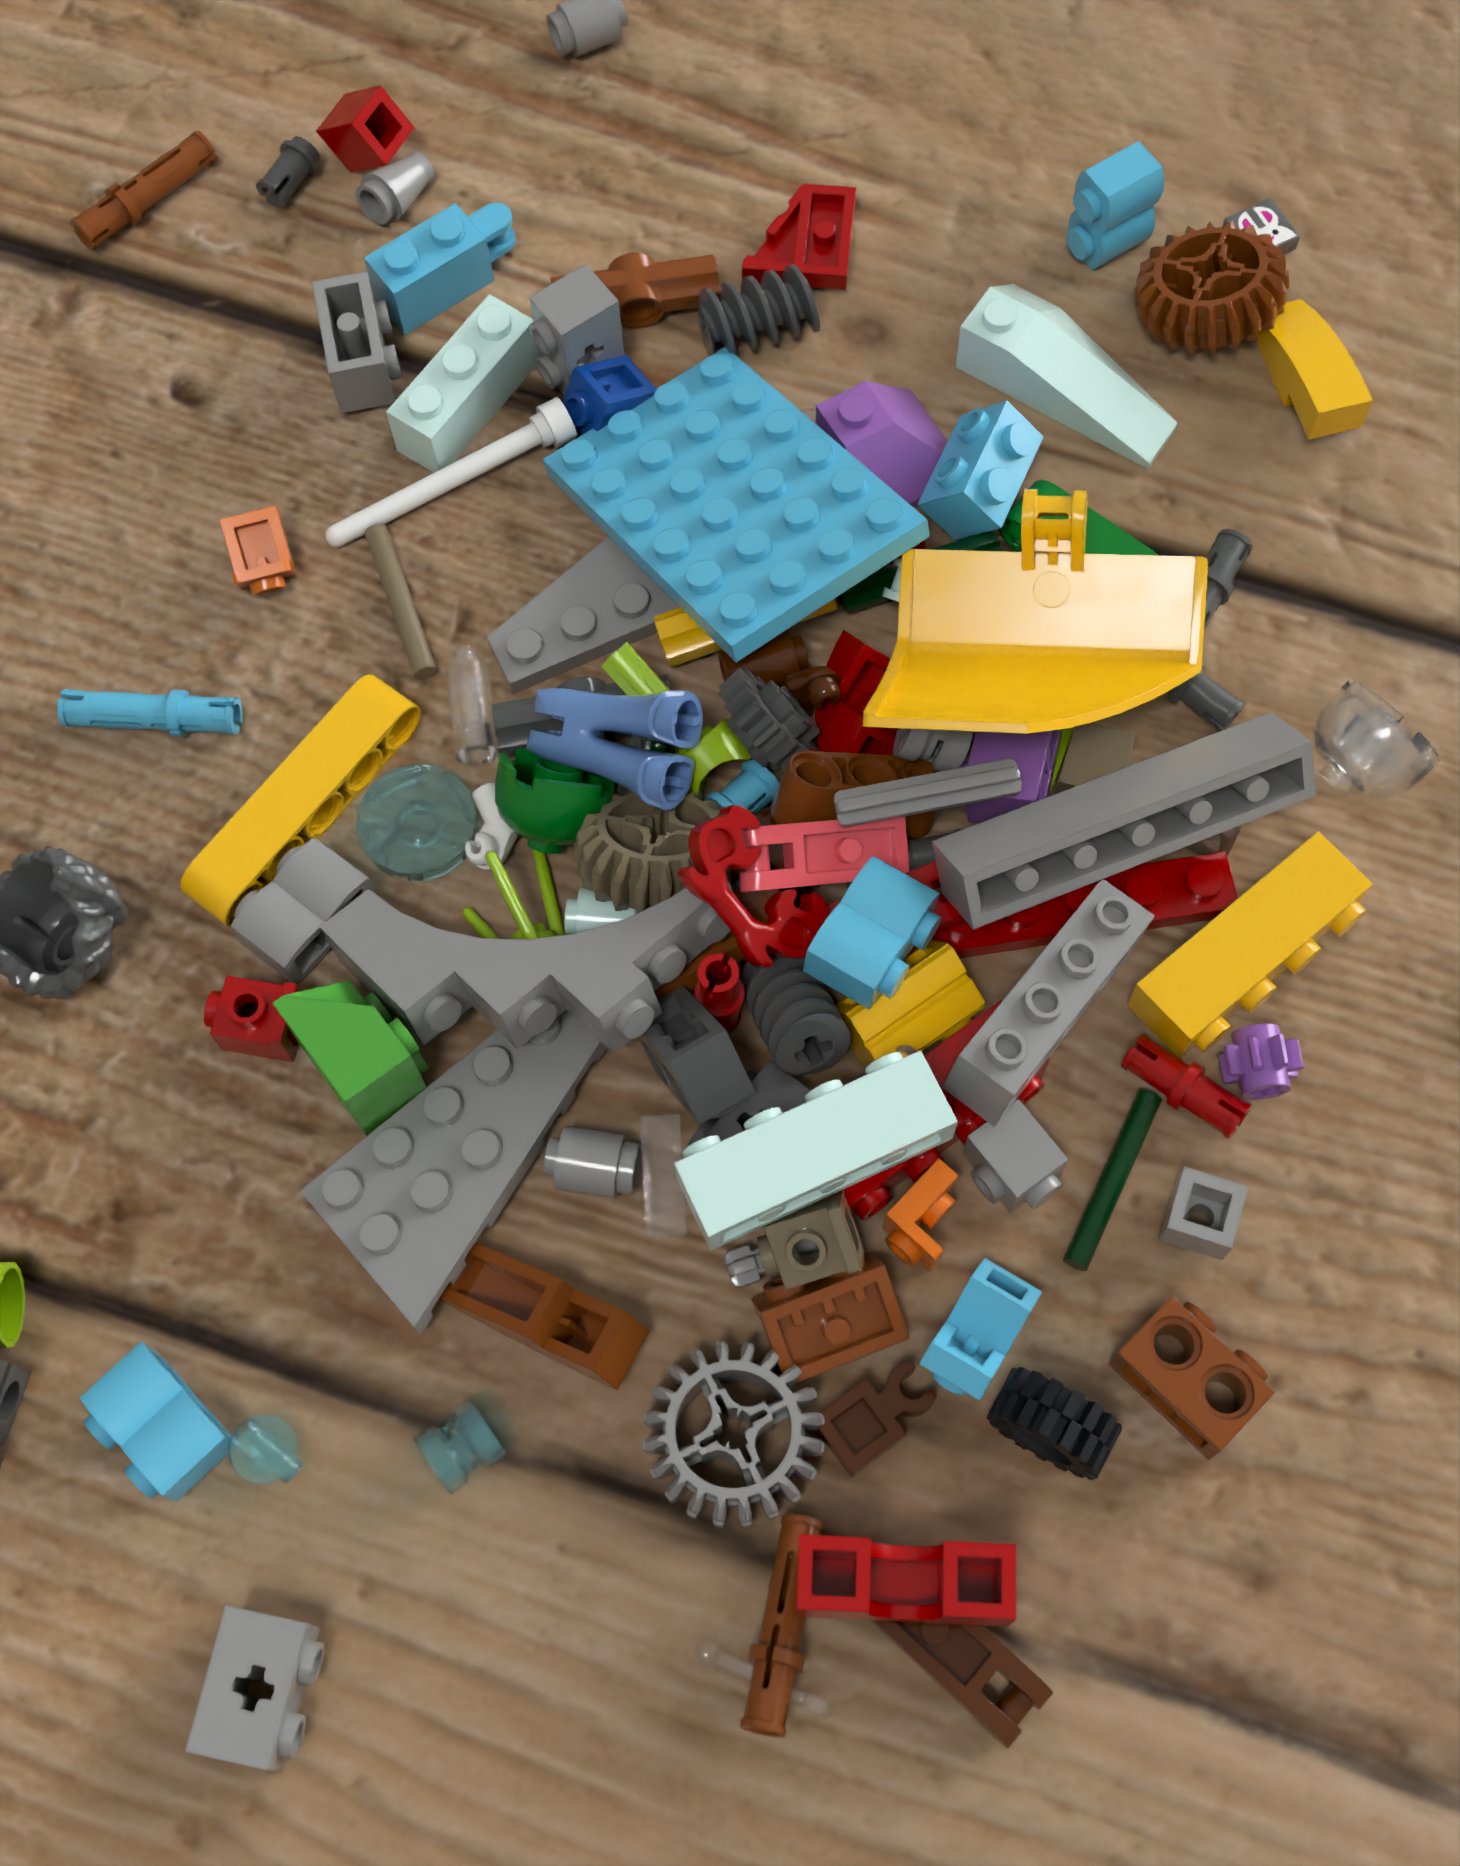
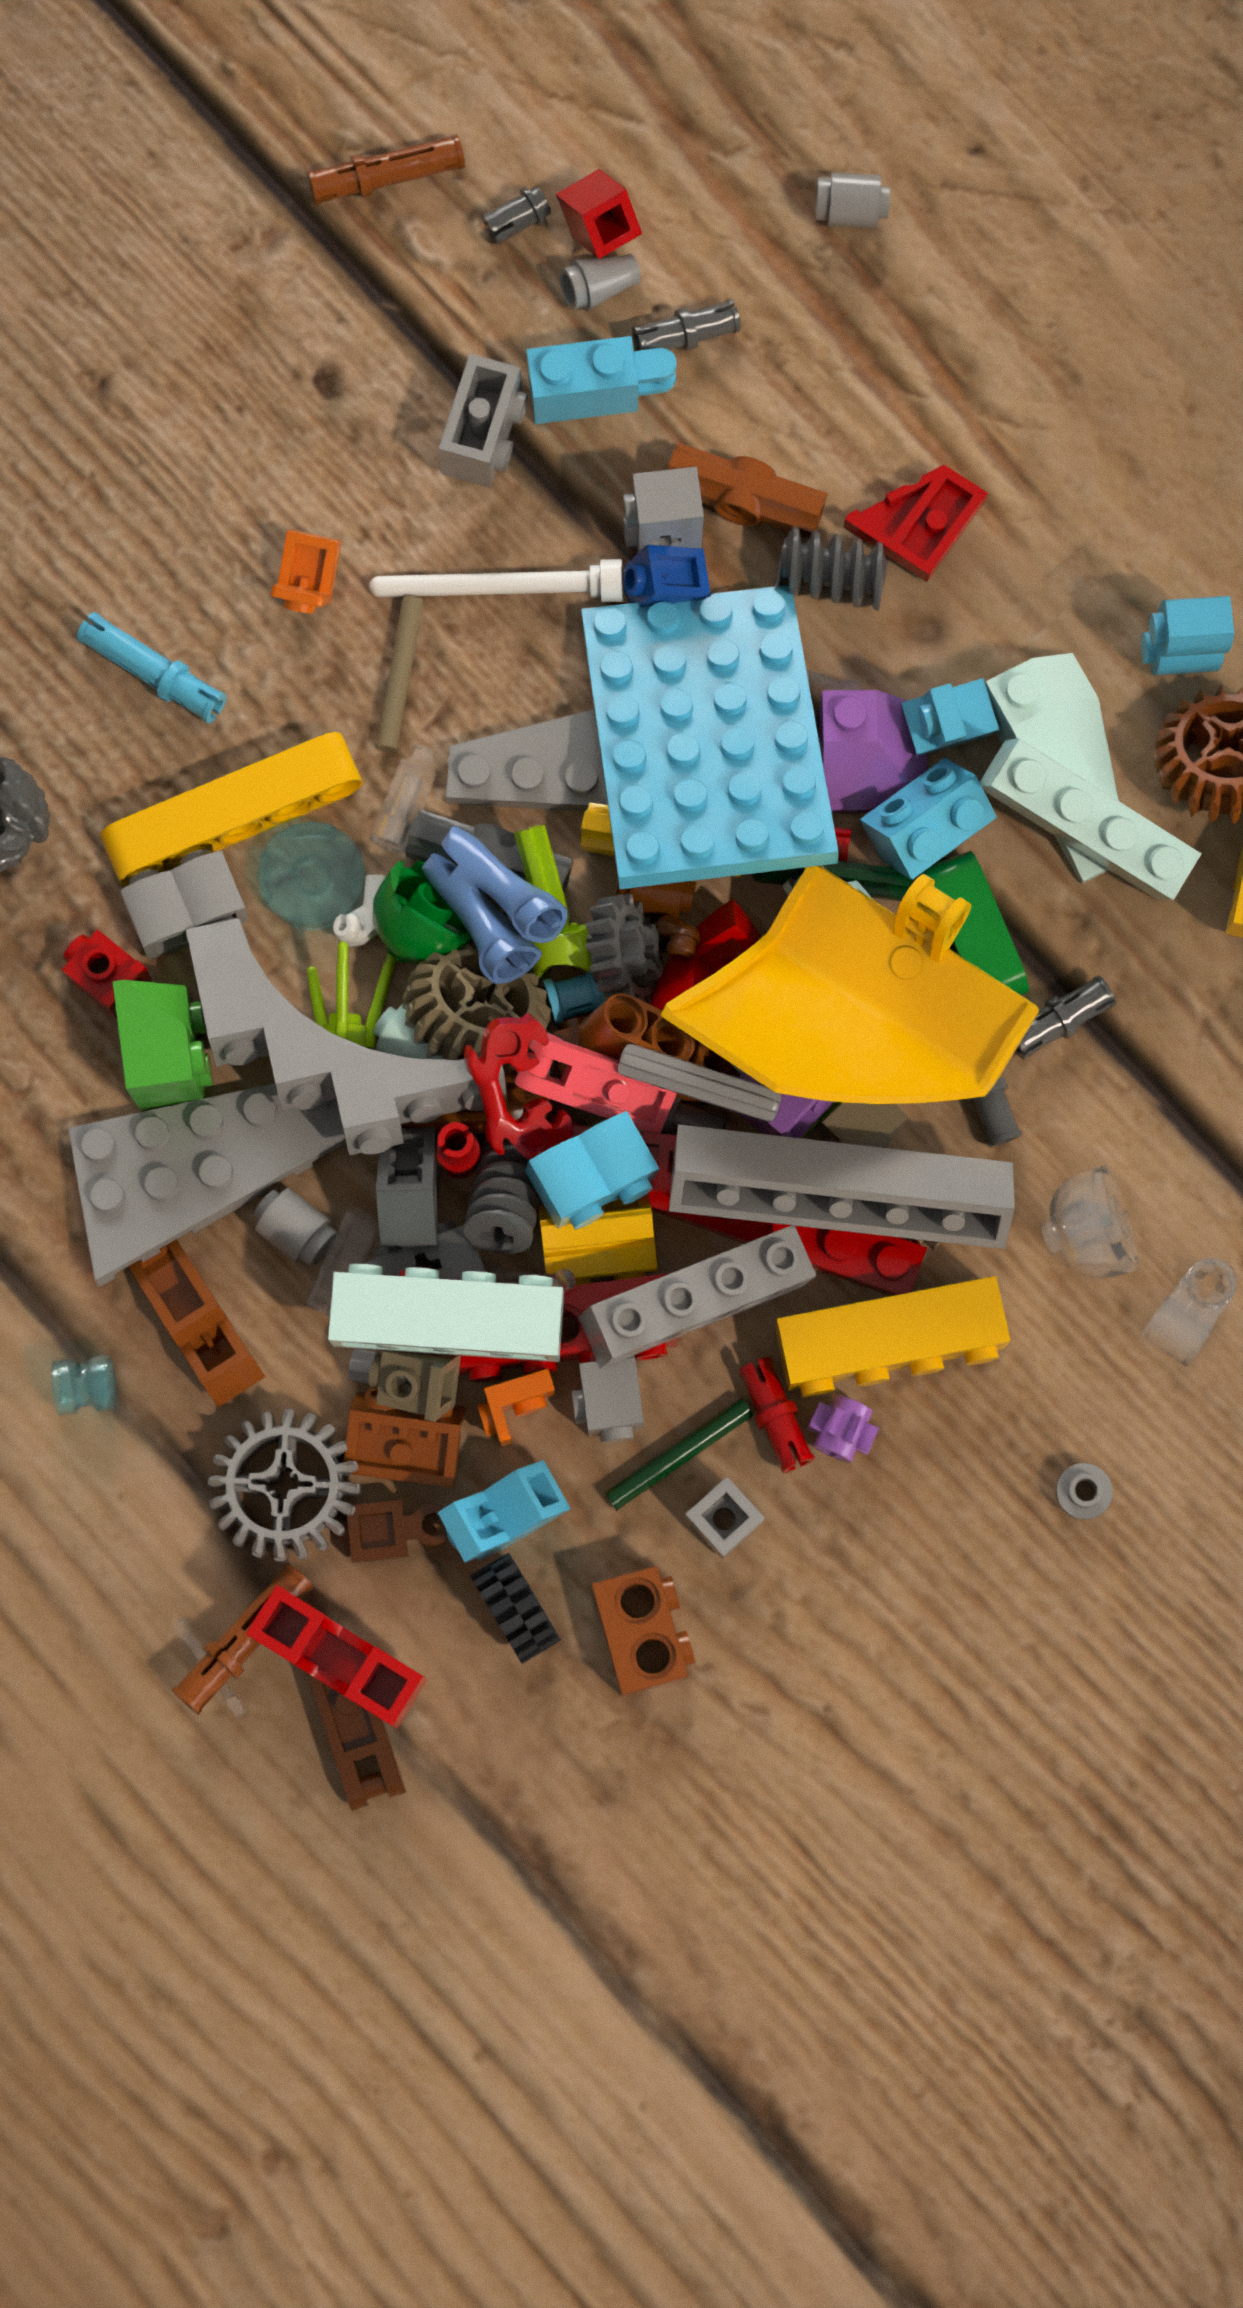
camera: 25 degrees right, 10 degrees up
(463, 385) = (551, 508): light aqua brick -> none
(507, 182) = (688, 327): none -> dark grey pin
(945, 375) = (950, 717): none -> medium azure brick
(1130, 393) = (1089, 819): none -> light aqua brick

